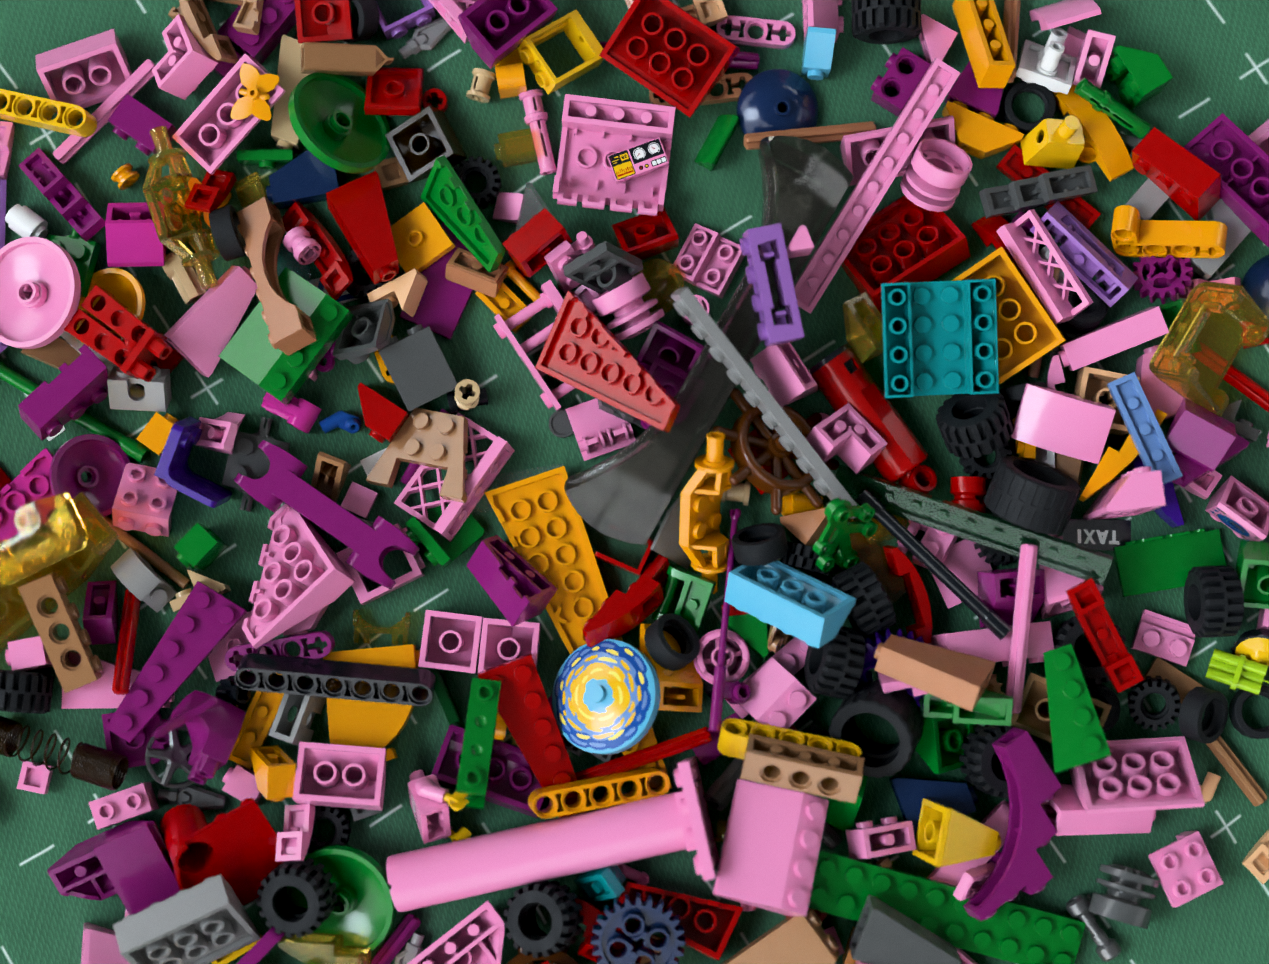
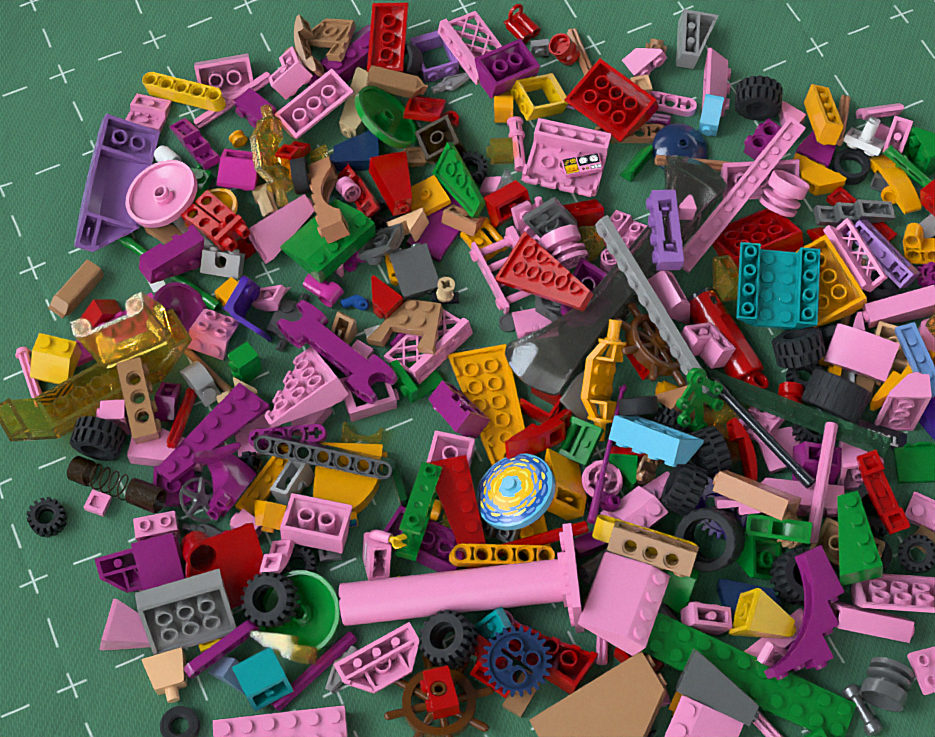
camera: 10 degrees right, 20 degrees down
(255, 94) = (334, 92): light orange piece -> none
(265, 158) = (331, 137): green plate -> none
(451, 641) = (409, 445): bright pink brick -> none
(481, 85) = (482, 112): tan bush -> none
(662, 651) = (567, 461): black tyre -> none
(738, 493) = (624, 377): tan bush -> none
(1054, 143) = (867, 183): yellow torso -> none

